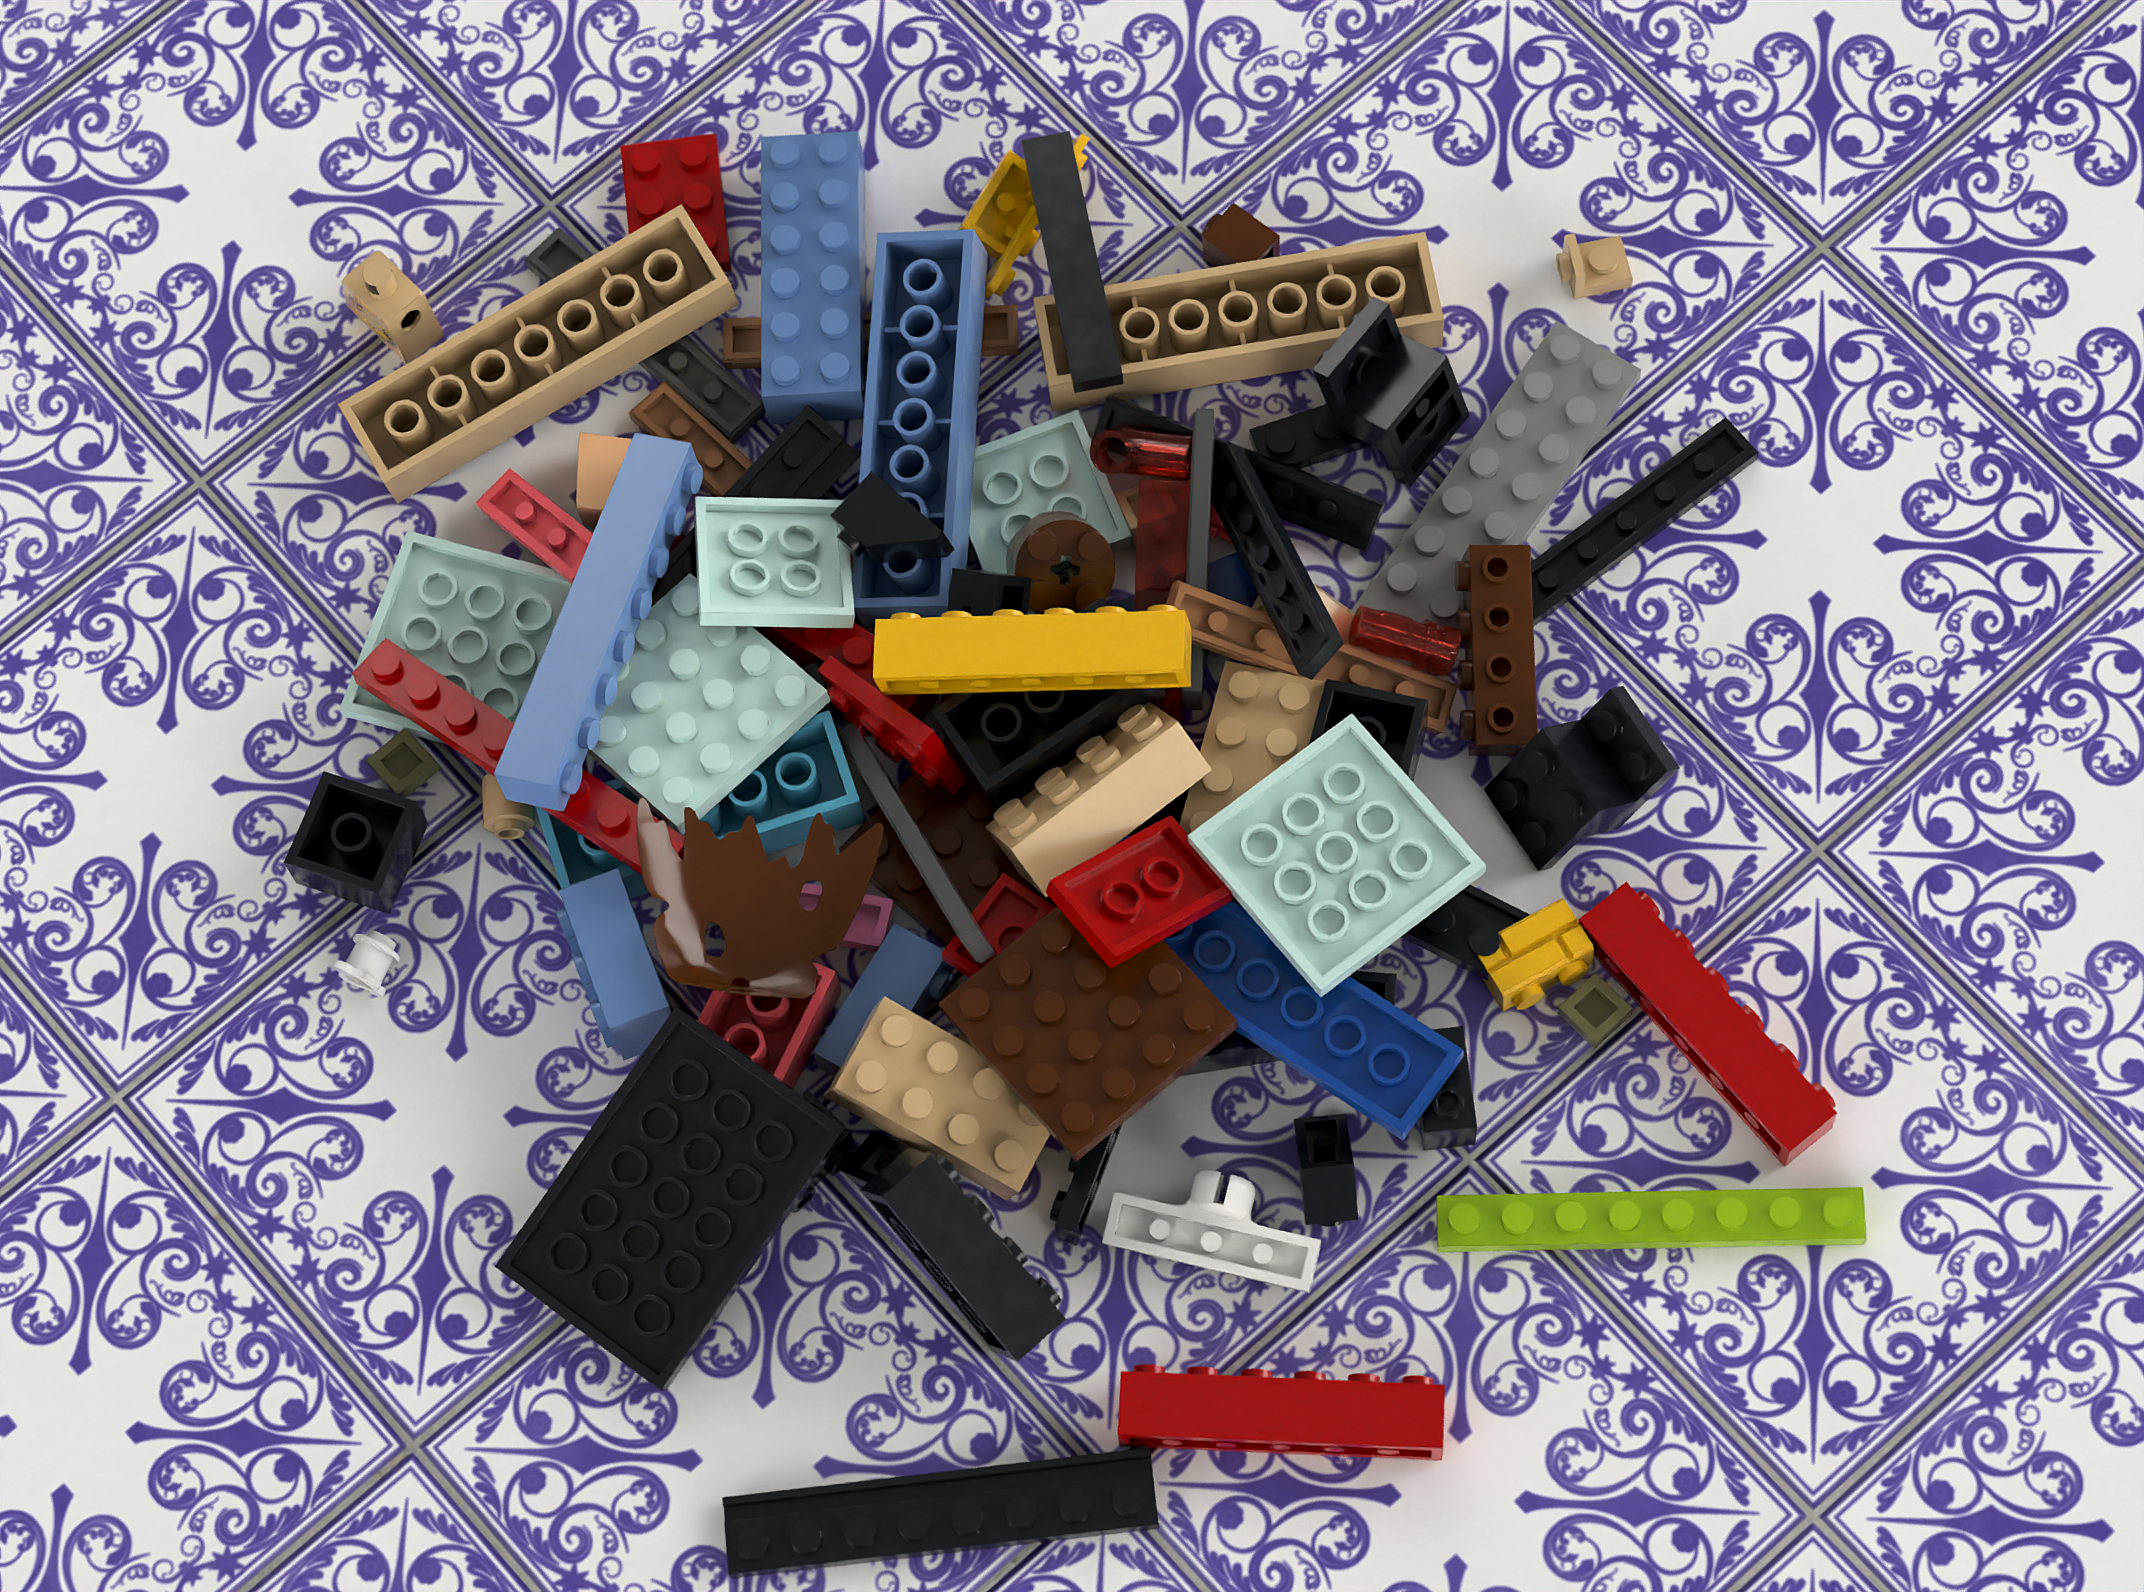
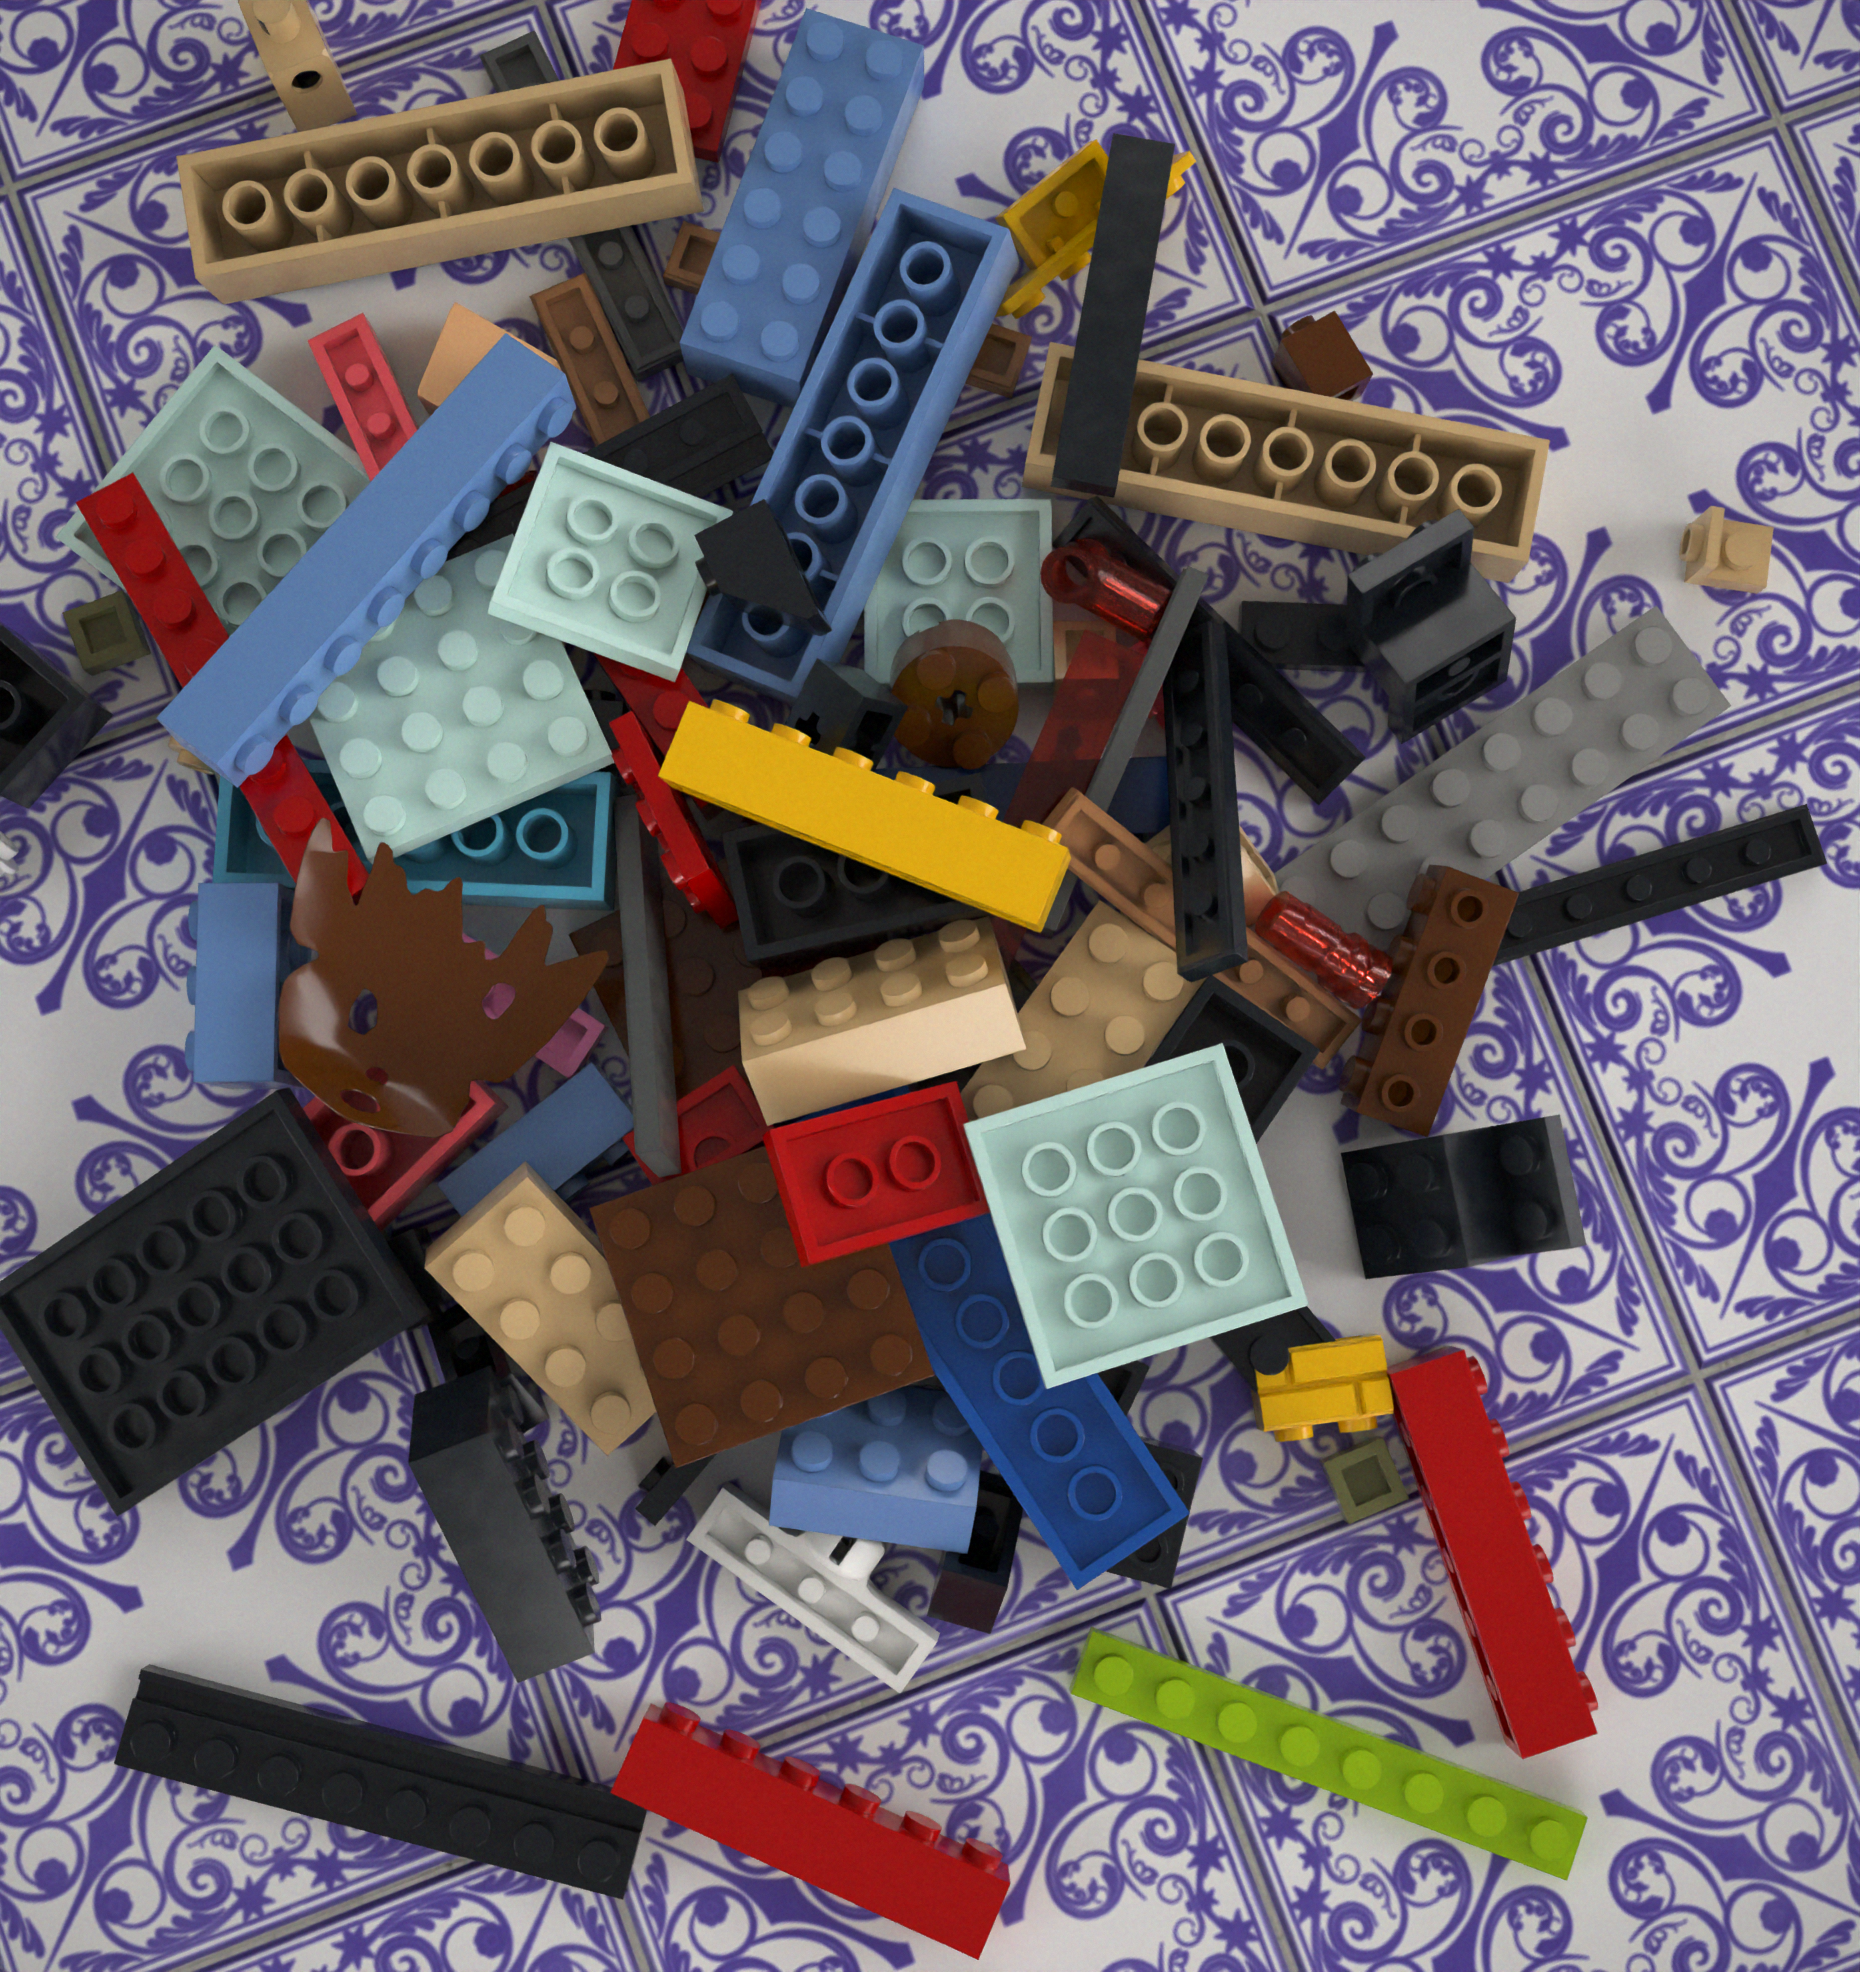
camera: 10 degrees right, 15 degrees up
(1226, 1122) = (882, 1472): none -> medium blue brick

